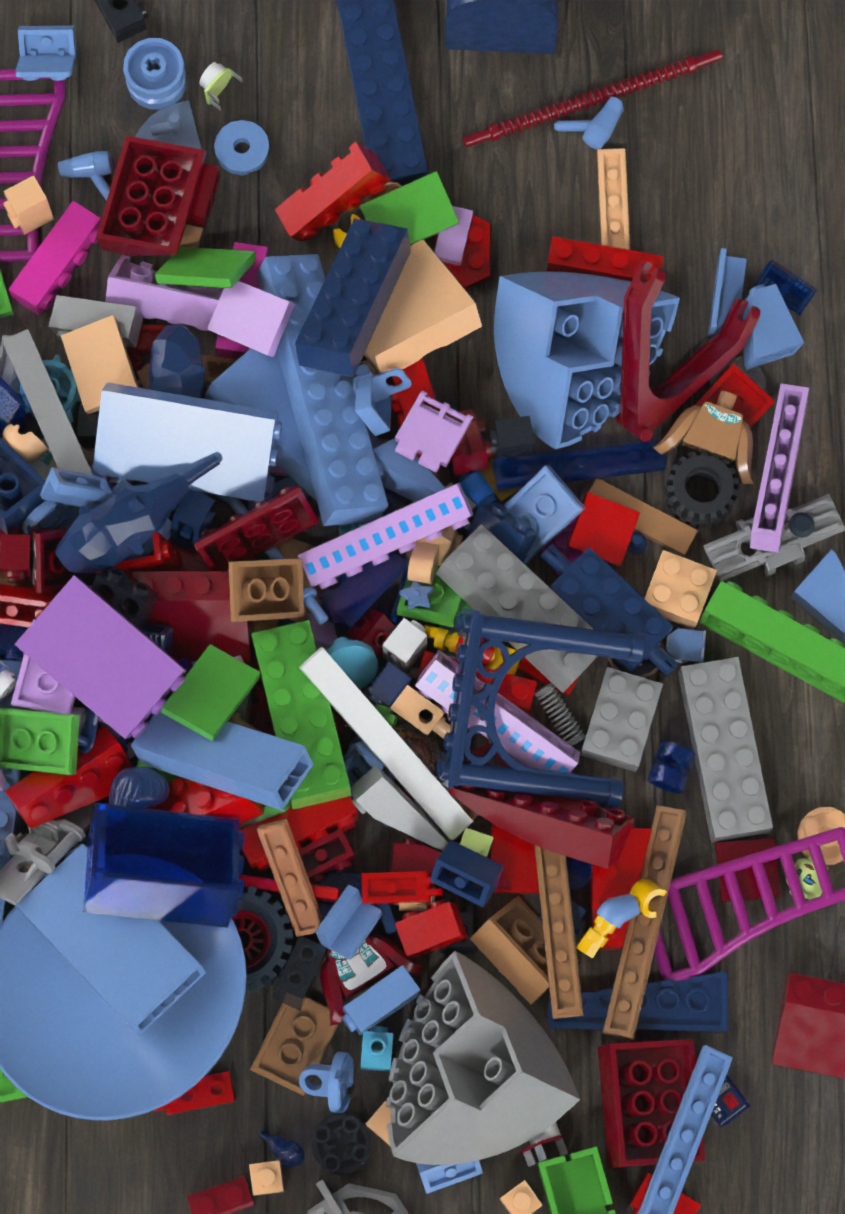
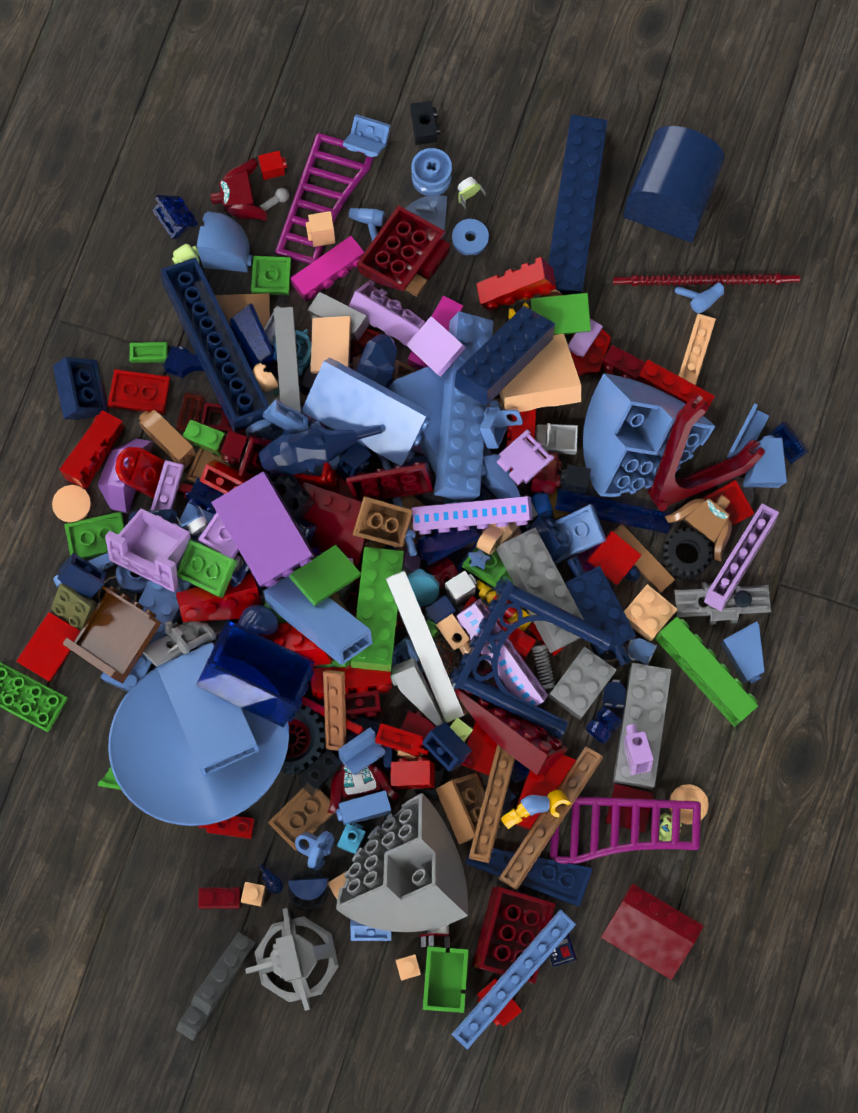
camera: 20 degrees right, 0 degrees up
(205, 267) = (419, 305): bright green tile -> none
(342, 1141) = (308, 888): none -> dark blue tile
(466, 388) = (557, 438): none -> white piece
(519, 254) = (622, 364): none -> dark red brick
(671, 720) = (614, 695): none -> dark blue piece
(733, 785) = (639, 756): none -> lavender torso

